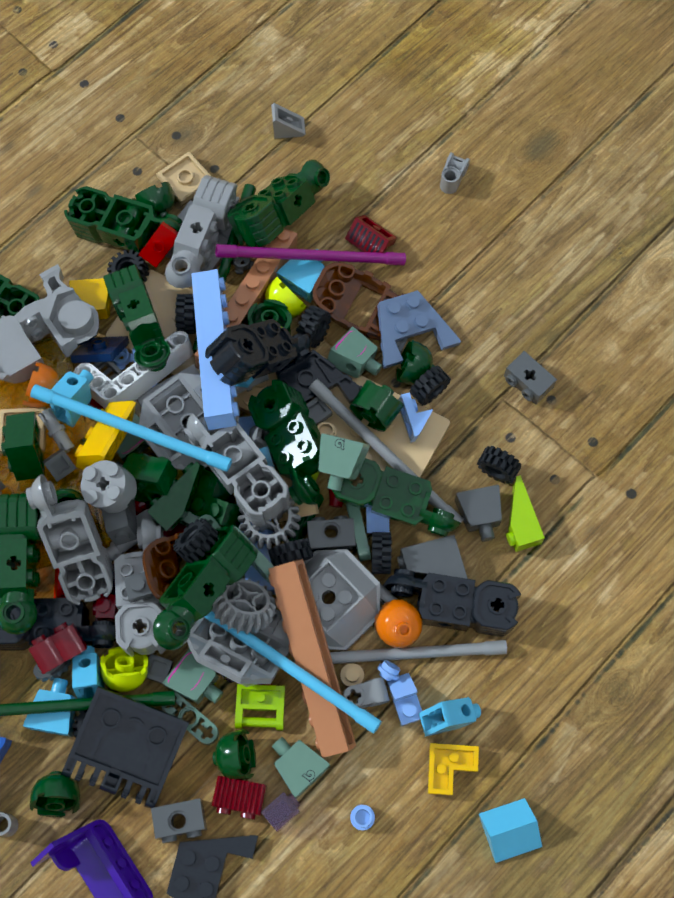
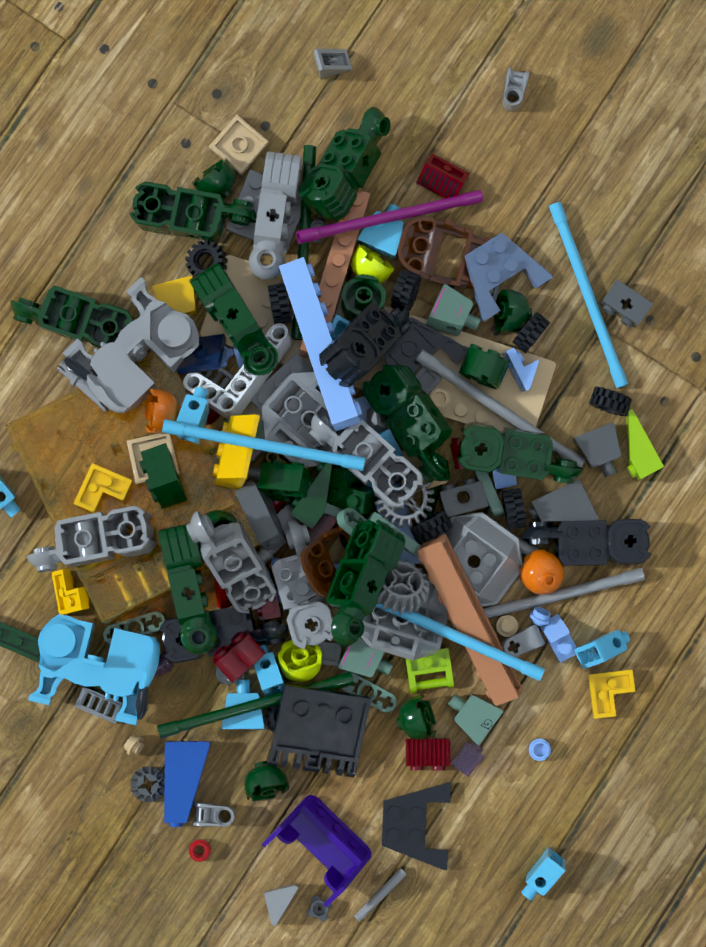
camera: 10 degrees left, 15 degrees up
(56, 430) = (187, 453): light grey pin -> none
(59, 464) = (199, 486): dark grey plate -> none
(108, 486) = (242, 507): light grey brick -> none
(159, 244) = (235, 233): red plate -> none
(164, 817) = (389, 773): dark grey brick -> none
(195, 540) = (346, 538): black tyre -> none
(341, 459) = (464, 434): sand green torso -> none
(510, 438) = (615, 368): none -> medium azure piece
(511, 830) = (671, 735): medium azure slope -> none

